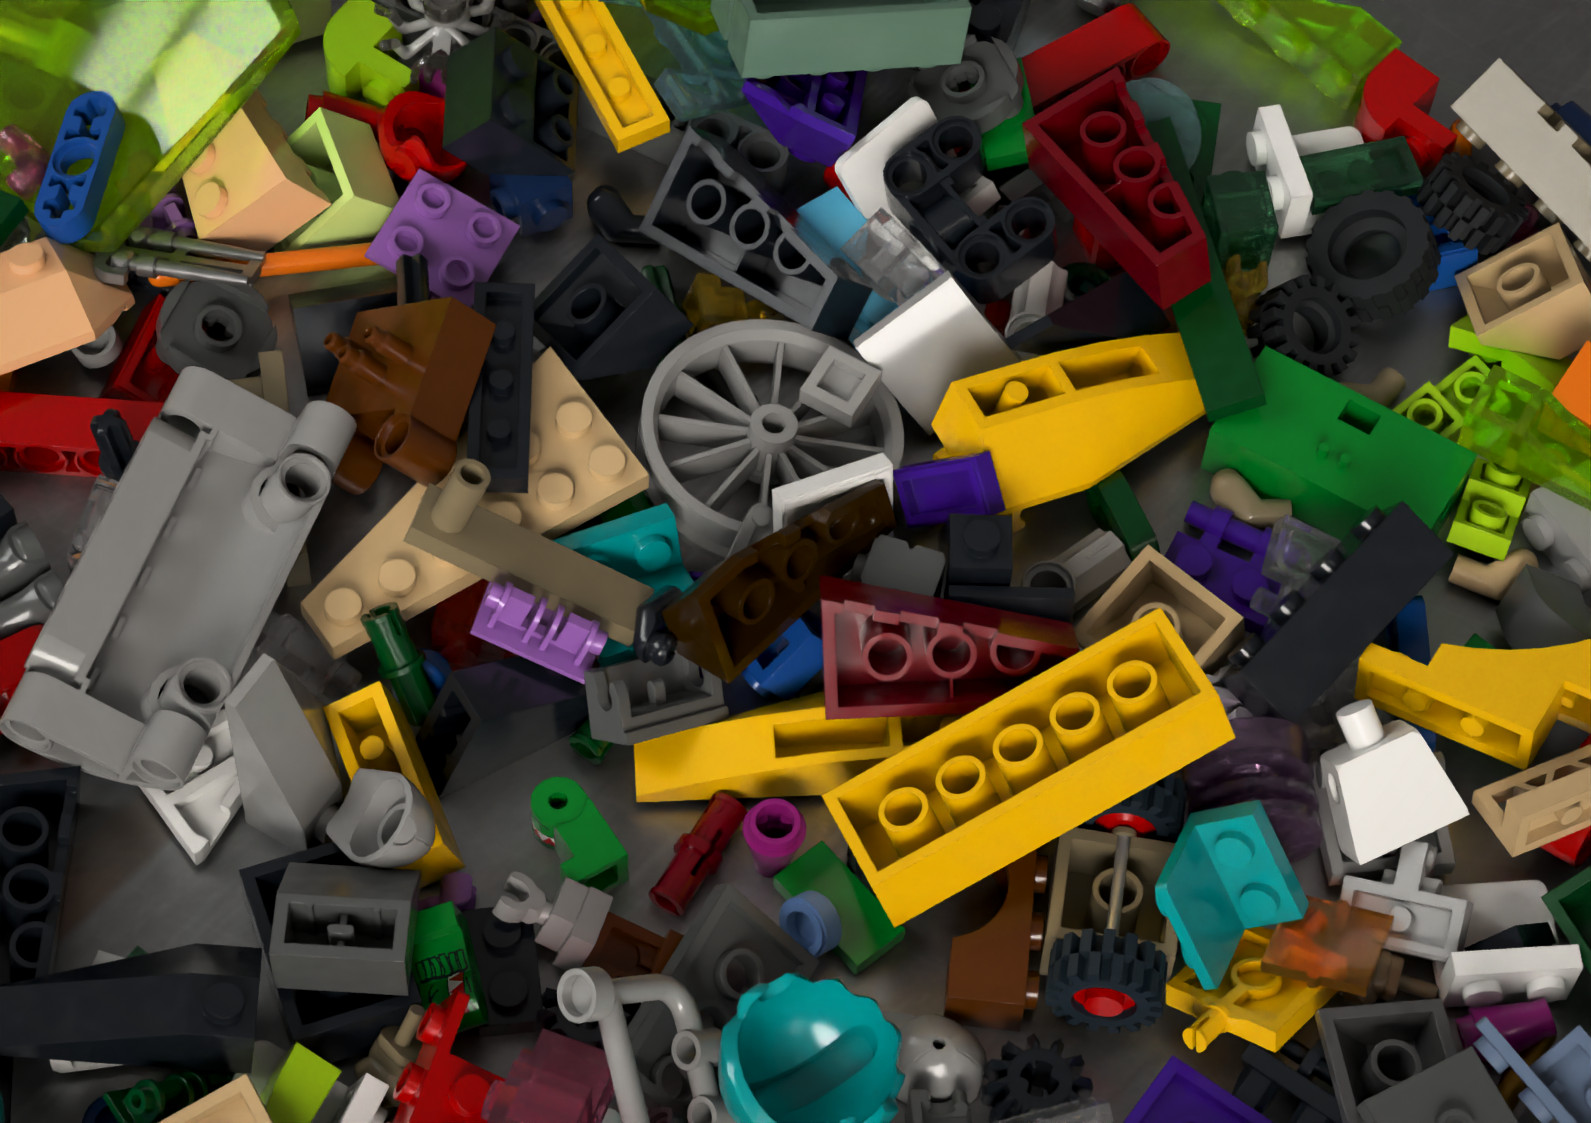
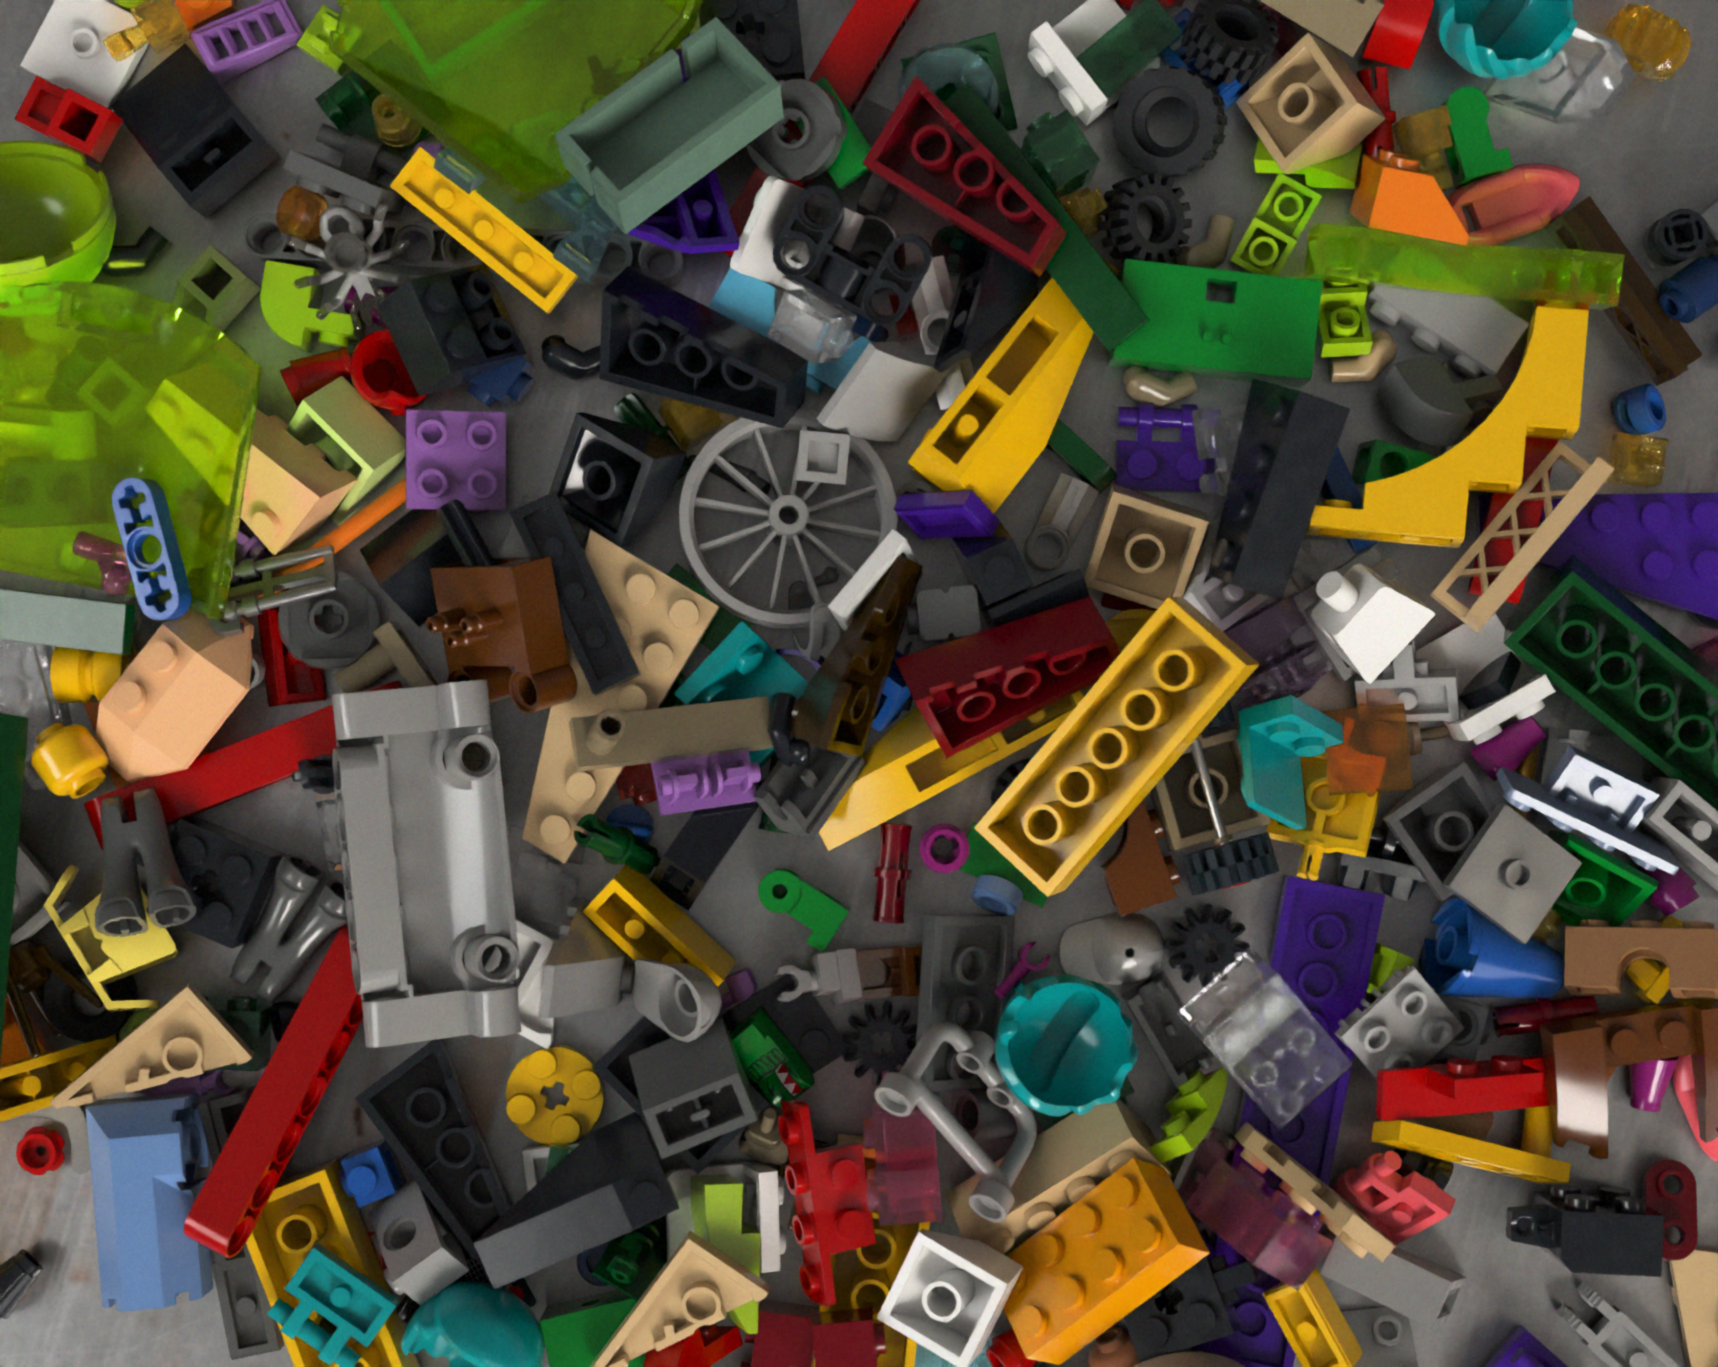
camera: 20 degrees left, 30 degrees up
(164, 884) = (529, 1106): none -> yellow plate

